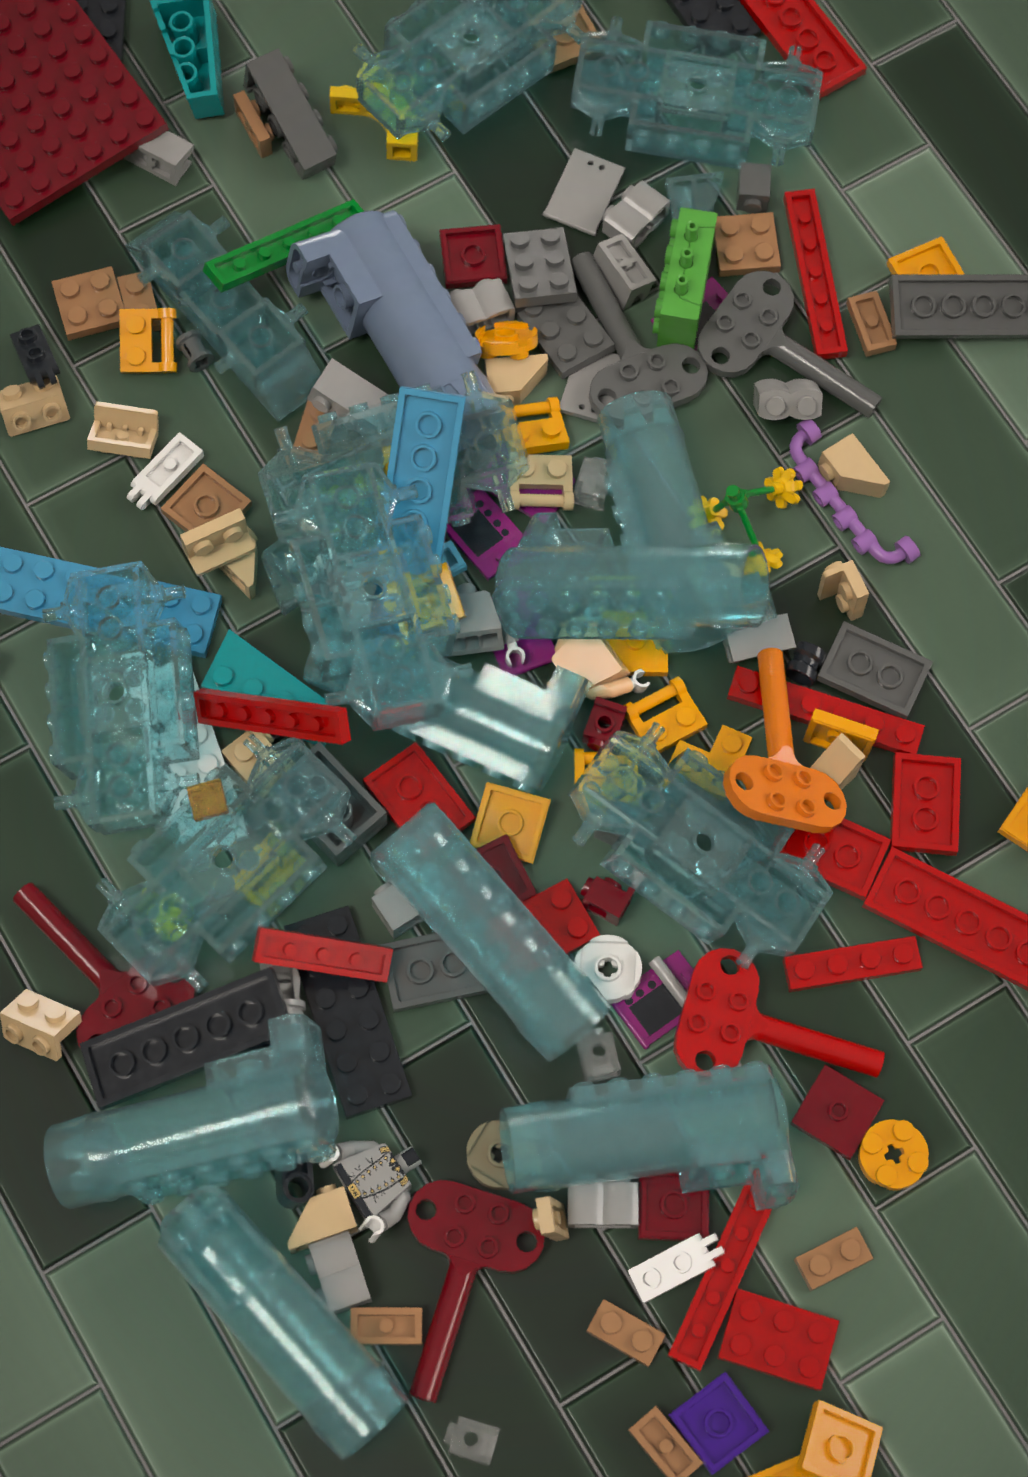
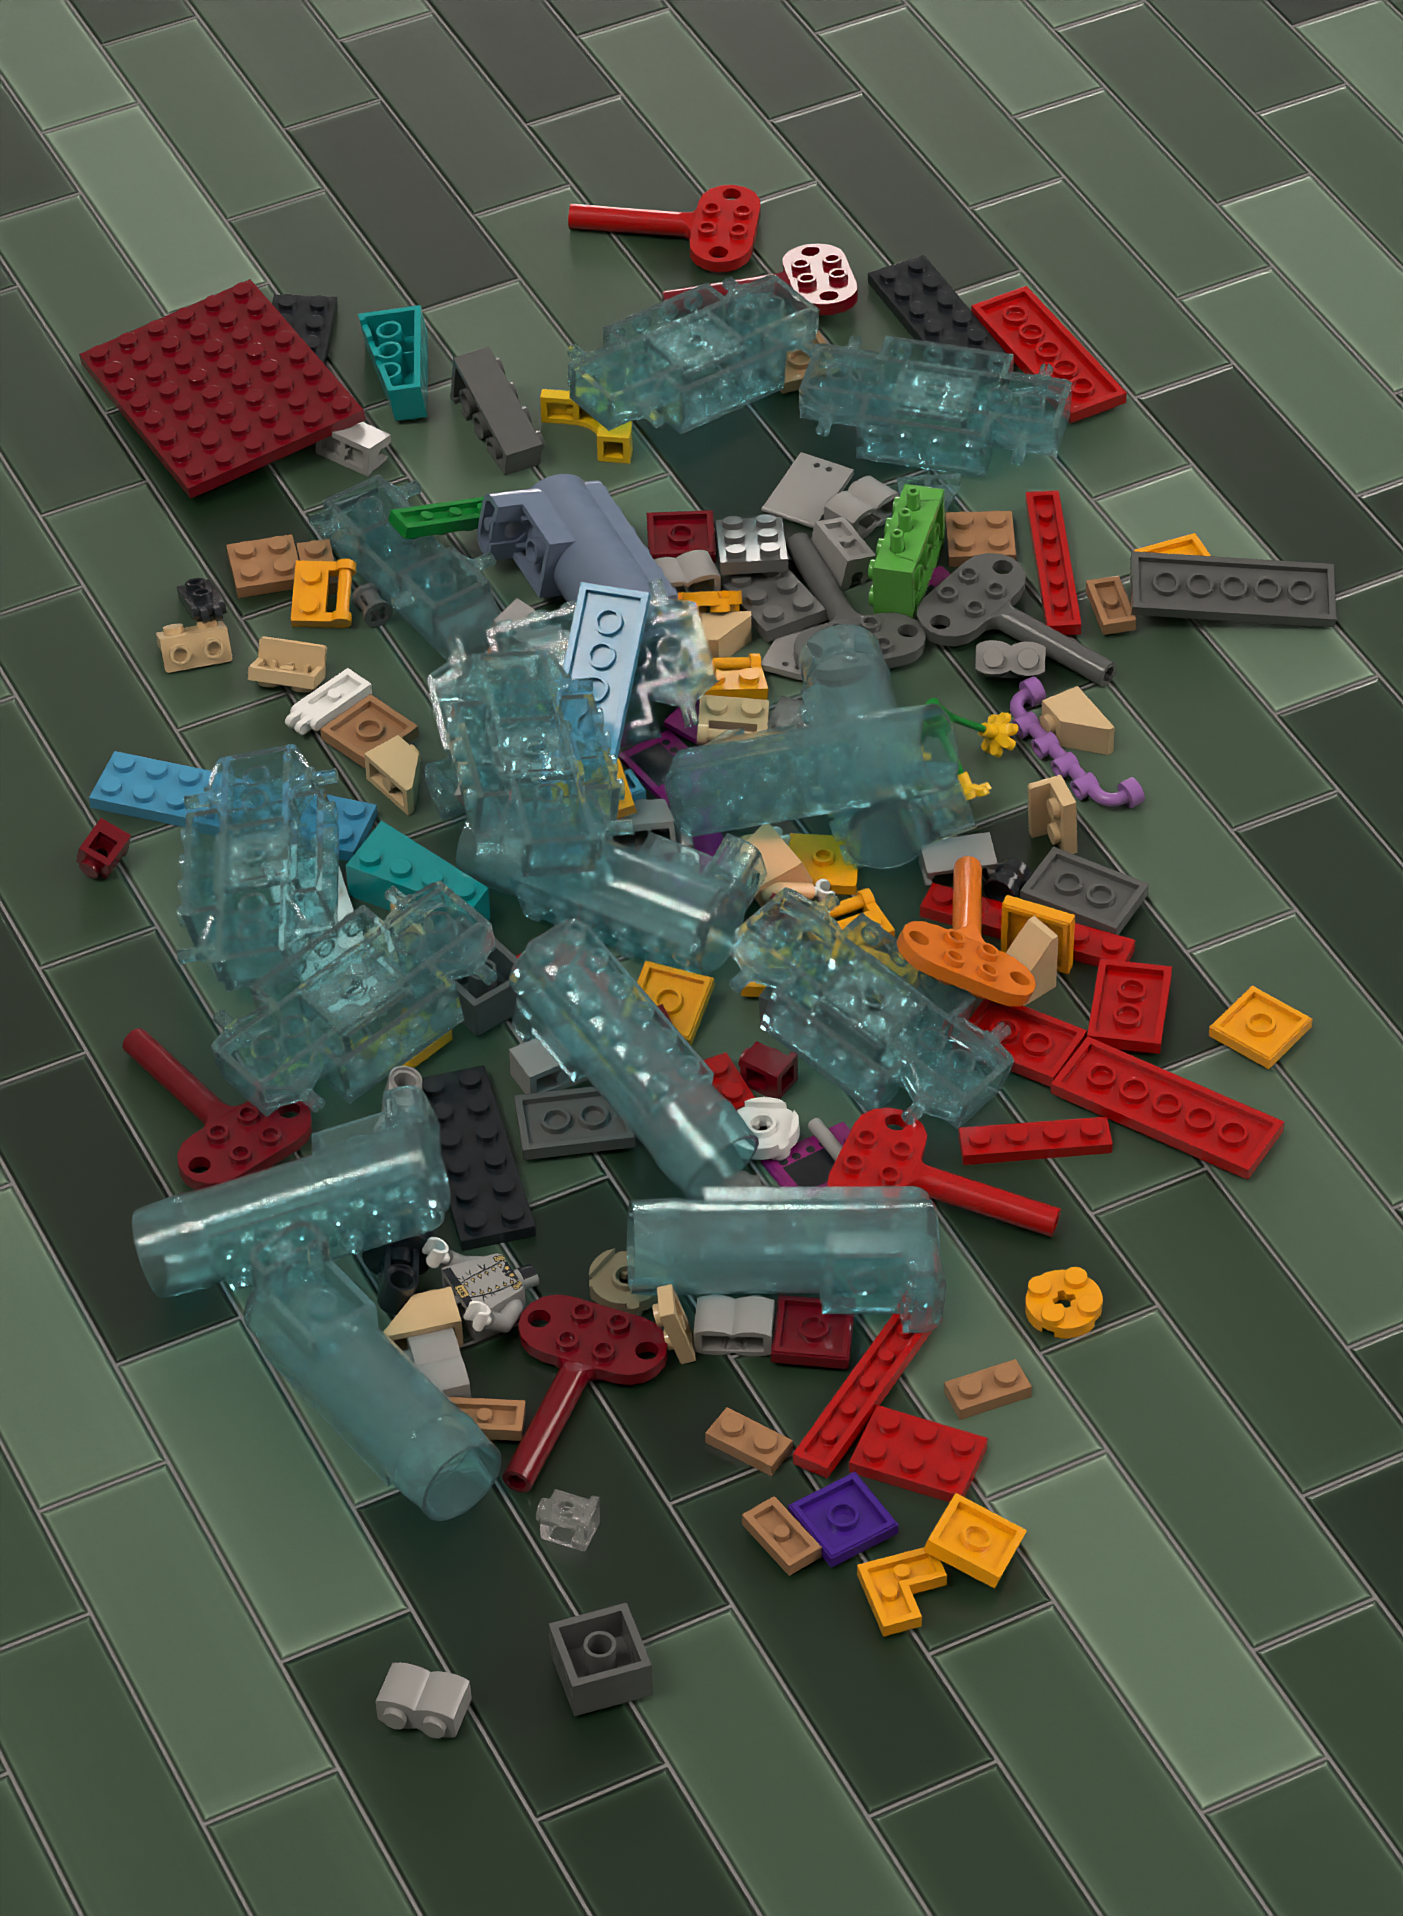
camera: 10 degrees right, 25 degrees down
(38, 1023) = (136, 1145): tan bracket -> none
(183, 1038) = (280, 1138): black plate -> none
(207, 800) = (341, 932): clear orange tile -> none
(217, 542) = (376, 741): tan bracket -> none
(250, 115) = (456, 423): medium nougat plate -> none
(272, 716) = (417, 867): red plate -> none
(322, 954) = (451, 1084): red plate -> none
(674, 1266) = (810, 1379): white hinge -> none
(753, 187) = (992, 487): dark grey brick -> none
(837, 1112) = (1003, 1264): dark red plate -> none

